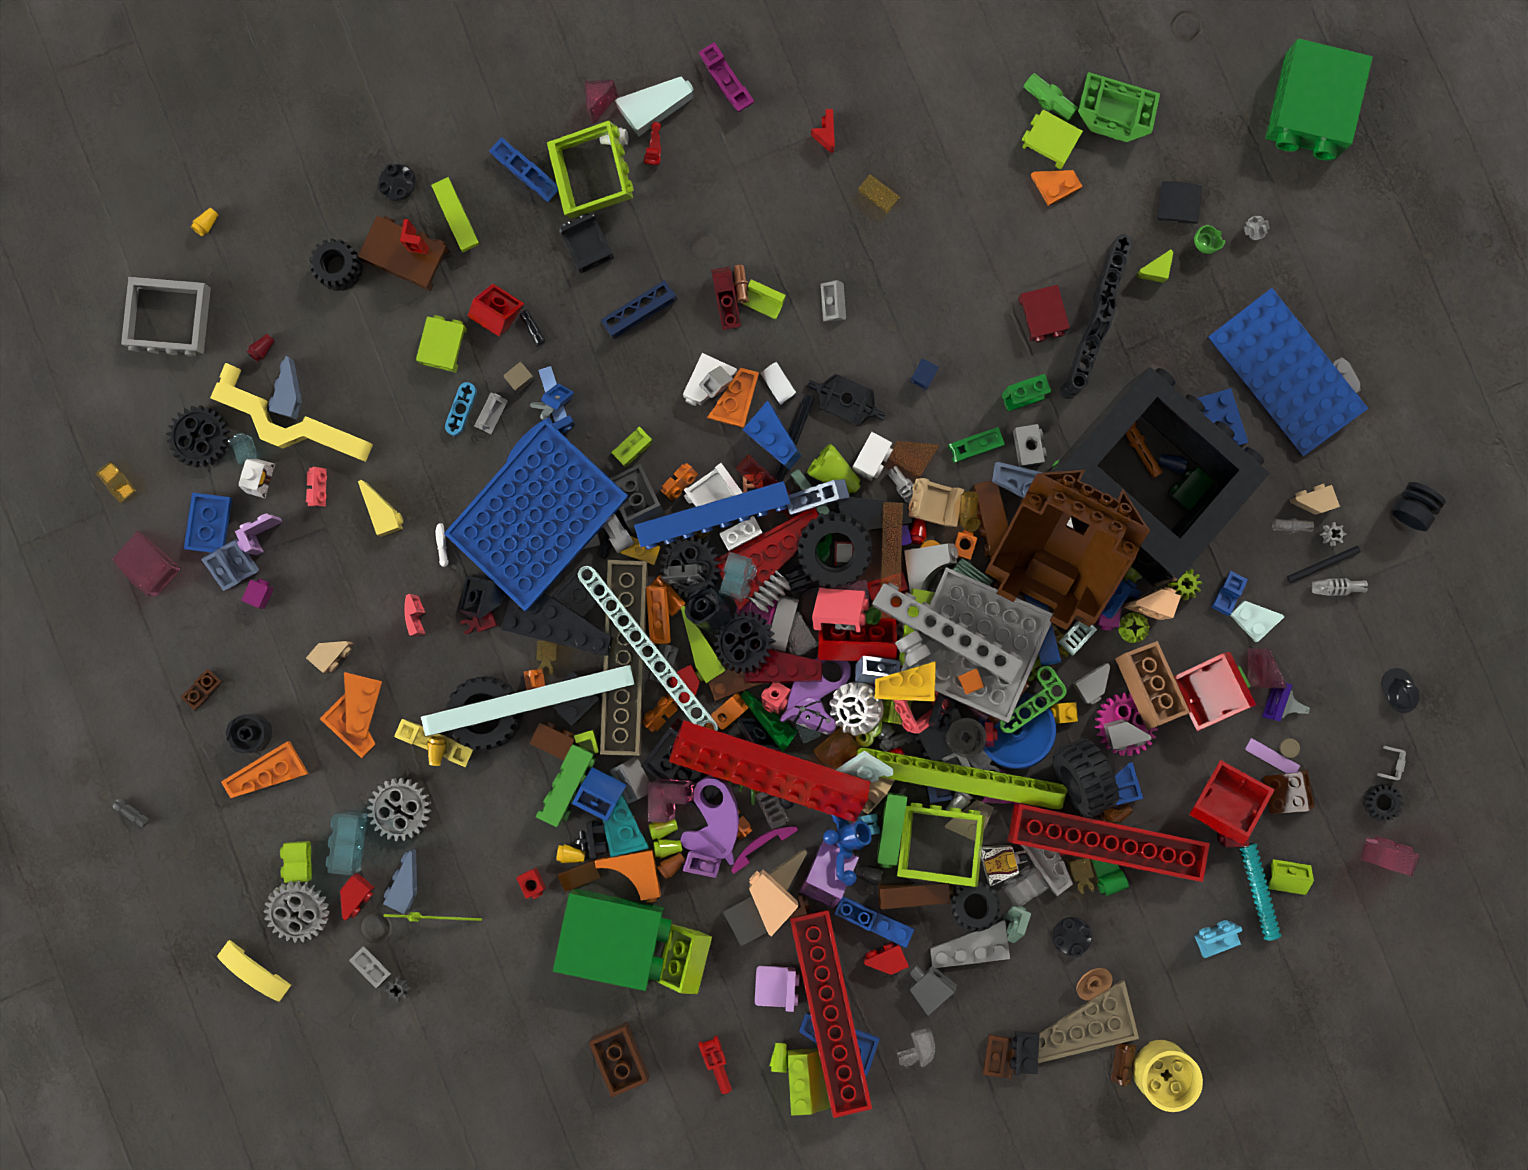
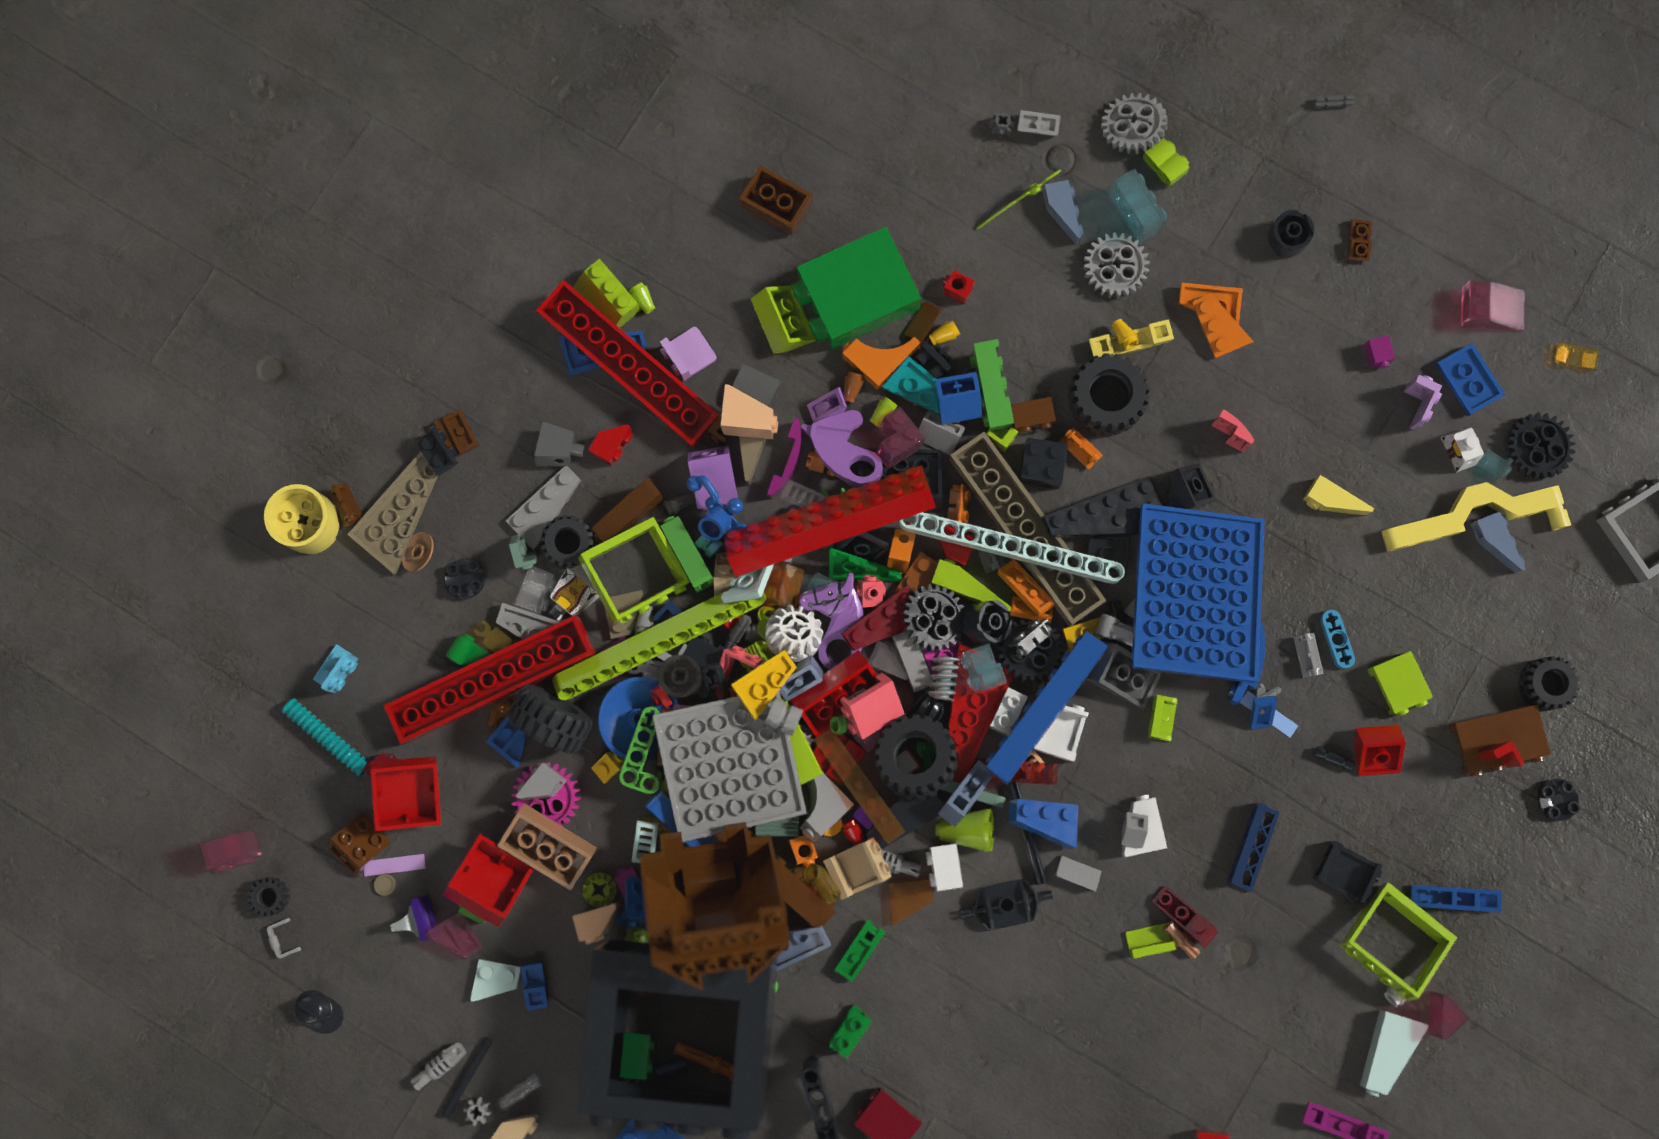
camera: 140 degrees right, 5 degrees down
(229, 565) = (1422, 357): sand blue slope -> none
(252, 973) = (1130, 50): light yellow slope -> none
(260, 348) = (1552, 561): dark red cone -> none
(273, 768) = (1248, 219): orange wing -> none
(317, 479) = (1399, 473): coral hinge -> none
(327, 655) = (1278, 344): tan slope -> none
(354, 894) = (1098, 170): red slope -> none
(441, 543) = (1259, 510): white piece -> none
(455, 214) = (1483, 809): lime slope -> none
(481, 624) = (1167, 472): dark red plate -> none
(519, 377) = (1309, 704): dark tan panel -> none
(527, 700) = (1080, 429): light aqua beam -> none
(546, 653) = (1096, 483): clear yellow plate -> none
(653, 153) = (1354, 1002): red piece -> none
(666, 847) = (867, 398): lime cone -> none
(673, 488) = (1095, 727): orange hinge -> none
(715, 1060) = (696, 258): red connector -> none
(736, 400) = (1103, 829): orange wing -> none
(833, 301) = (1086, 988): light grey slope -> none
(874, 921) = (644, 467): blue slope -> none
(878, 193) = (1122, 1122): clear yellow plate -> none
(923, 1050) = (526, 390): clear brick -> none
(924, 374) = (954, 981): dark blue panel -> none
(971, 681) = (711, 726): orange slope -> none
(1006, 672) = (686, 757): light grey brick -> none
(1025, 456) = (806, 973): light grey brick -> none
(1093, 684) = (600, 810): light grey slope -> none
(1189, 590) = (582, 972): lime gear -> none
(1290, 877) = (307, 770): lime panel -> none

